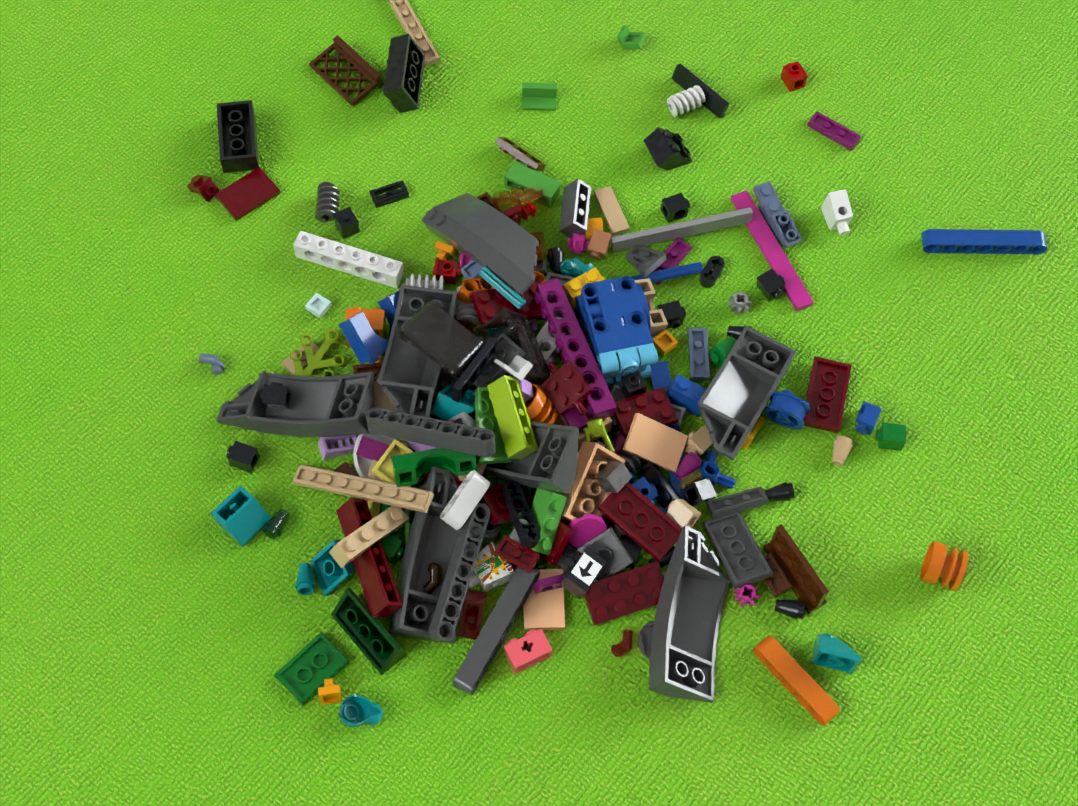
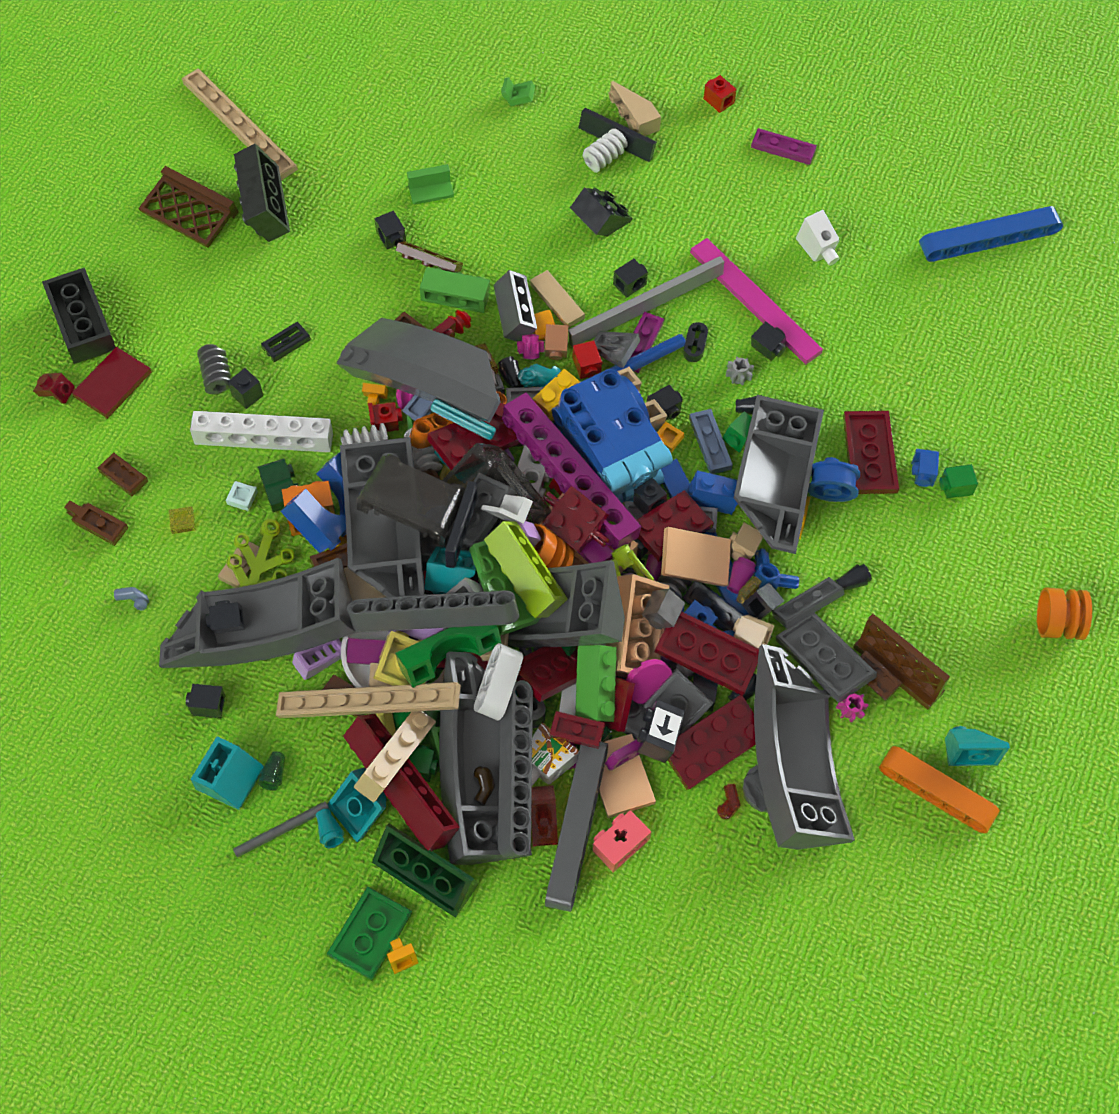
camera: 15 degrees left, 0 degrees up
(203, 298) = (96, 522): none -> reddish brown hinge
(233, 266) = (122, 474): none -> reddish brown plate
(267, 570) = (279, 830): none -> flat silver bar
(268, 313) = (182, 520): none -> clear yellow tile
(348, 297) = (276, 477): none -> dark green brick
(359, 710) = (444, 967): teal hair -> none
(496, 125) = (390, 229): none -> black brick
(517, 196) = (444, 307): clear orange plate -> none
(524, 513) = (584, 702): black beam -> none
(619, 264) = (587, 359): none -> red brick
(722, 75) = (636, 110): none -> tan slope
(775, 215) = (752, 263): sand blue slope -> none
(791, 608) = (907, 708): black cone -> none
(841, 449) = (907, 510): tan cone -> none

